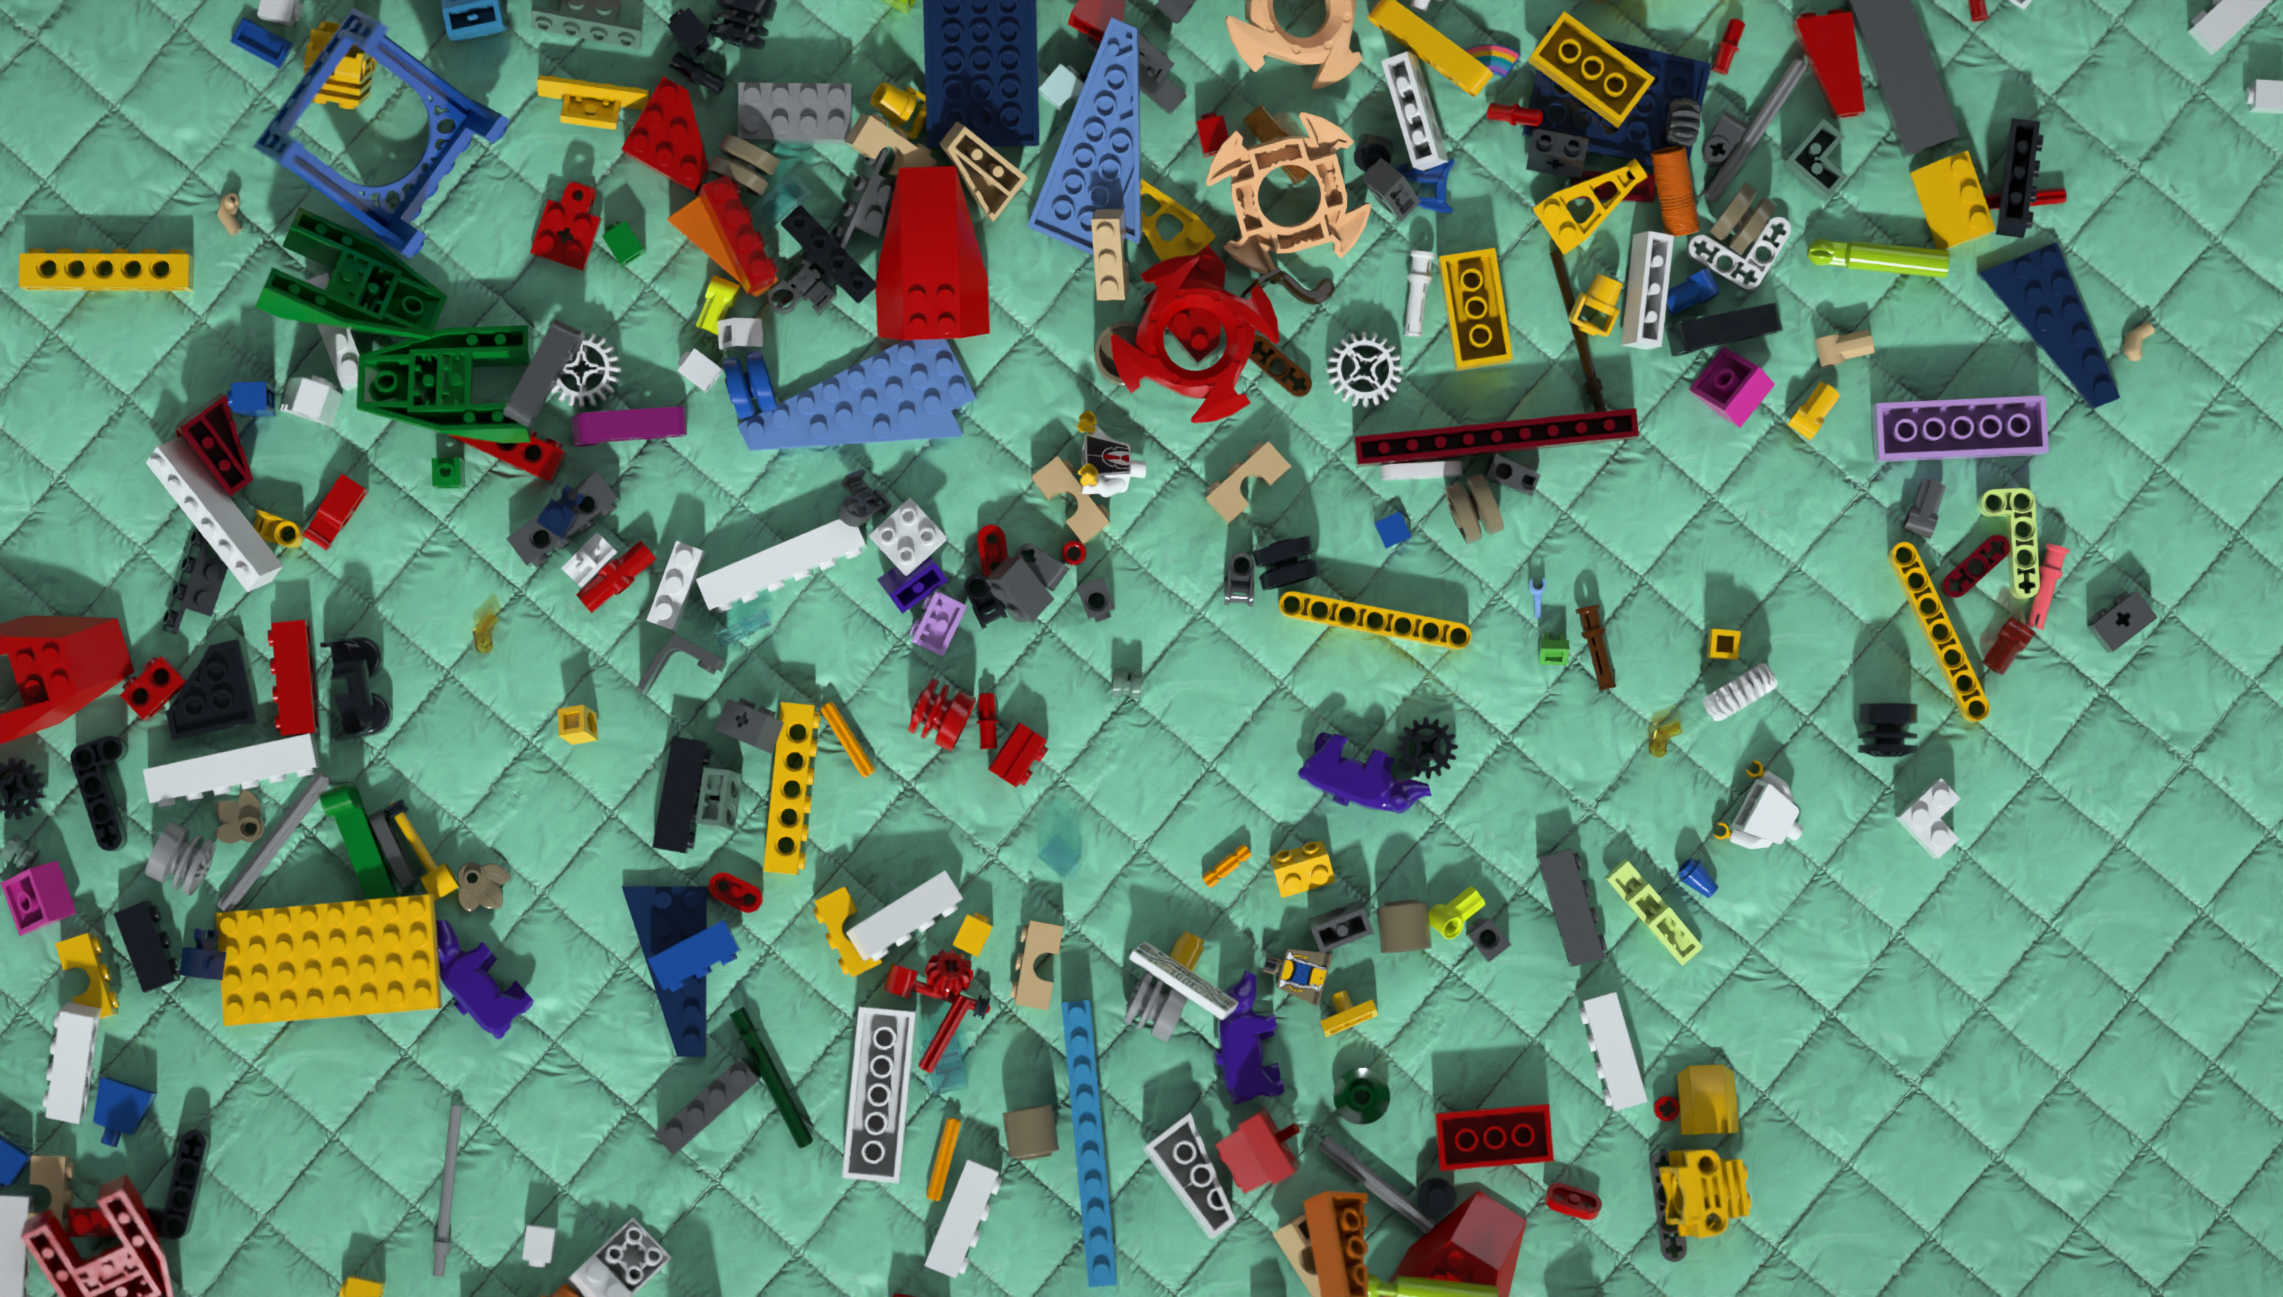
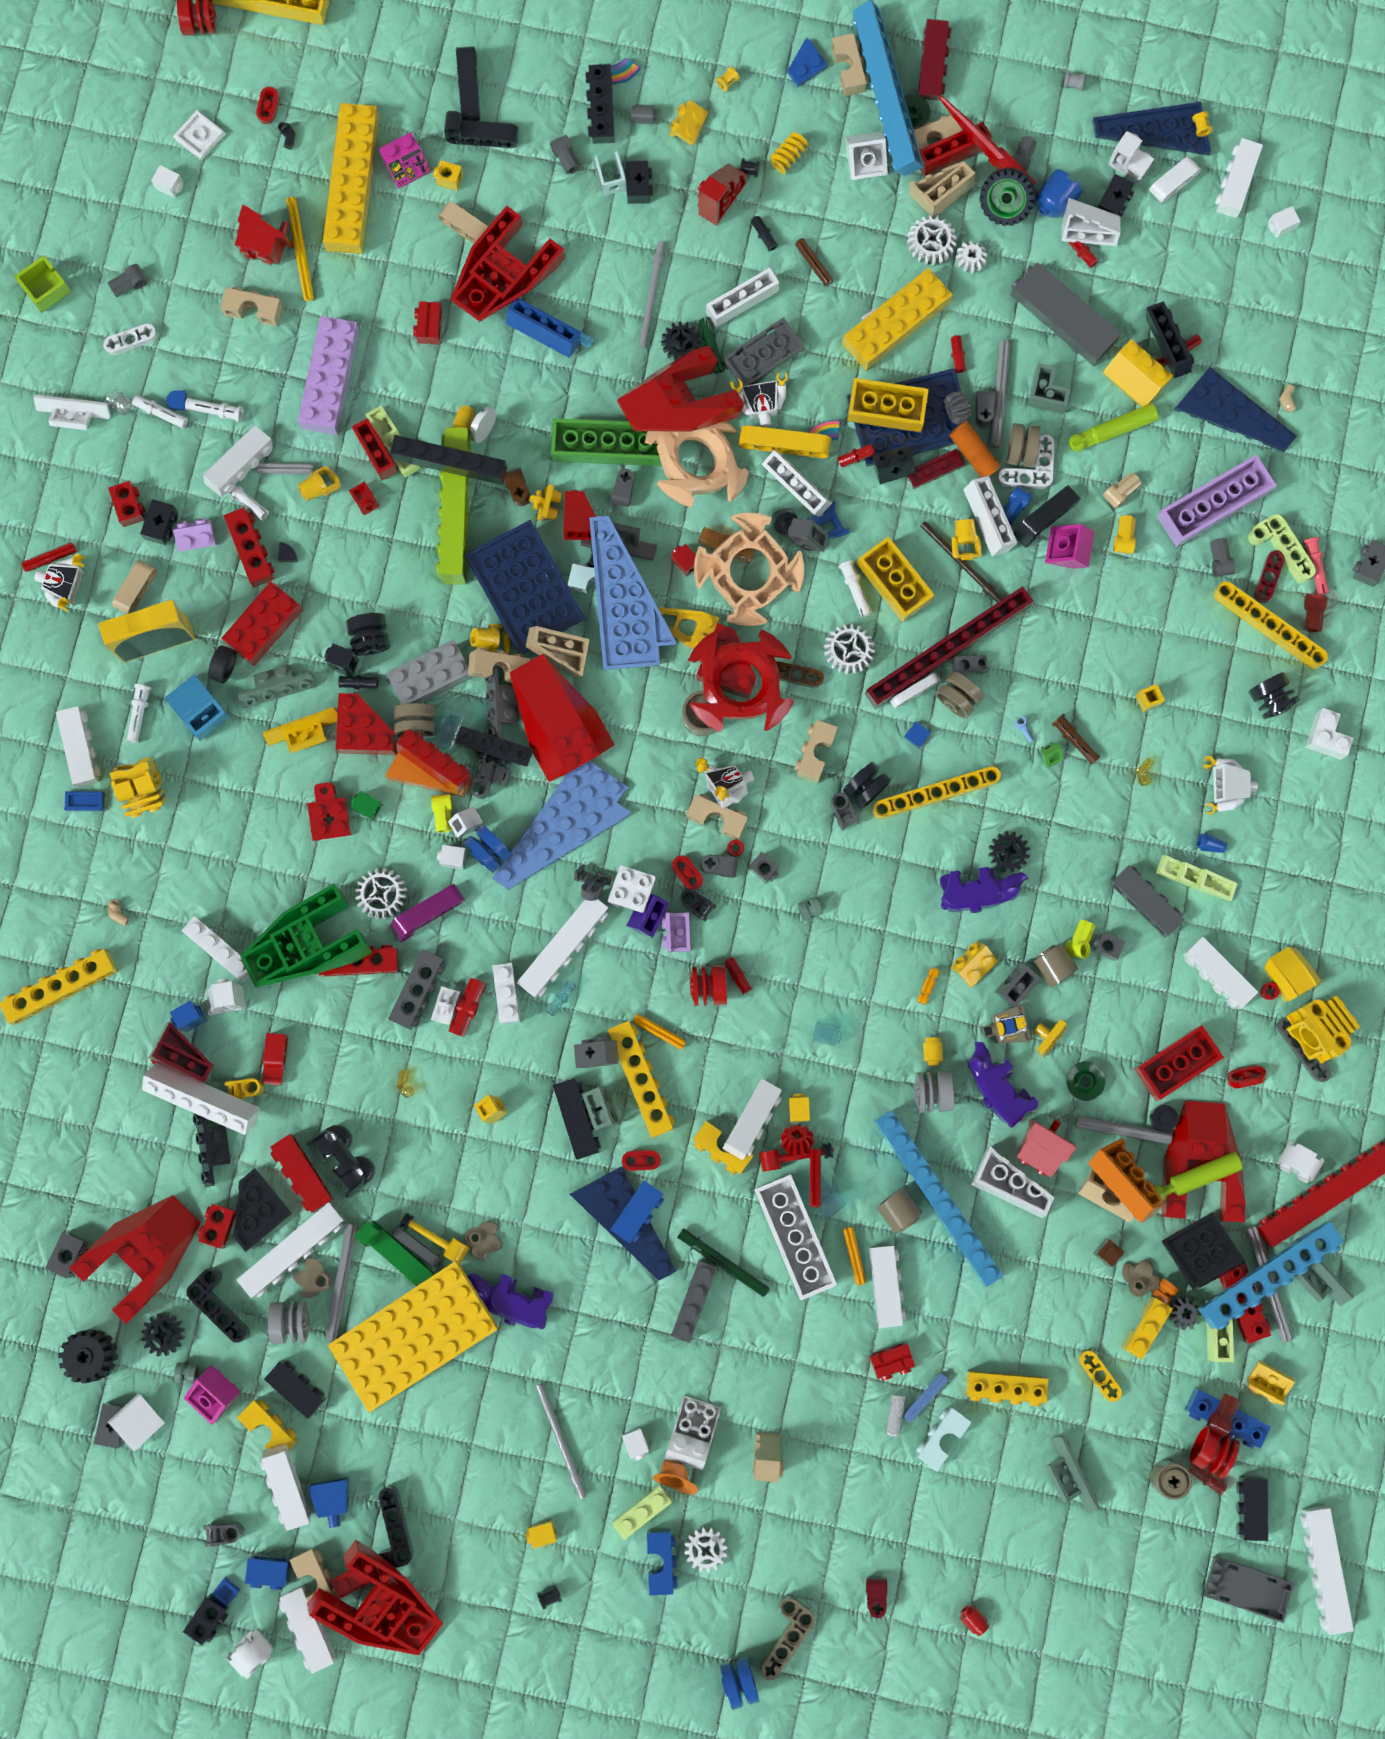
camera: 25 degrees left, 5 degrees down
(203, 960) = (335, 1378): dark blue brick -> none
(366, 291) = (223, 915): green wedge -> none
(448, 473) = (331, 998): green brick -> none
(469, 118) = (234, 778): blue arch -> none
(542, 373) = (359, 887): dark grey beam -> none
(558, 515) = (413, 987): dark blue brick -> none
(677, 644) = (548, 1027): dark grey piece -> none
(1018, 755) = (767, 986): red brick -> none
(1019, 590) = (715, 885): dark grey brick -> none
(1030, 989) = (840, 1090): tan arch -> none
(1108, 245) = (662, 658): tan arch -> none
(1183, 980) = (942, 1067): white tile -> none
(1316, 296) = (797, 621): dark brown piece -> none
(1560, 223) = (916, 504): yellow plate -> none
(1740, 692) = (1176, 720): white gear -> none
(1833, 58) = (1023, 330): red slope -> none

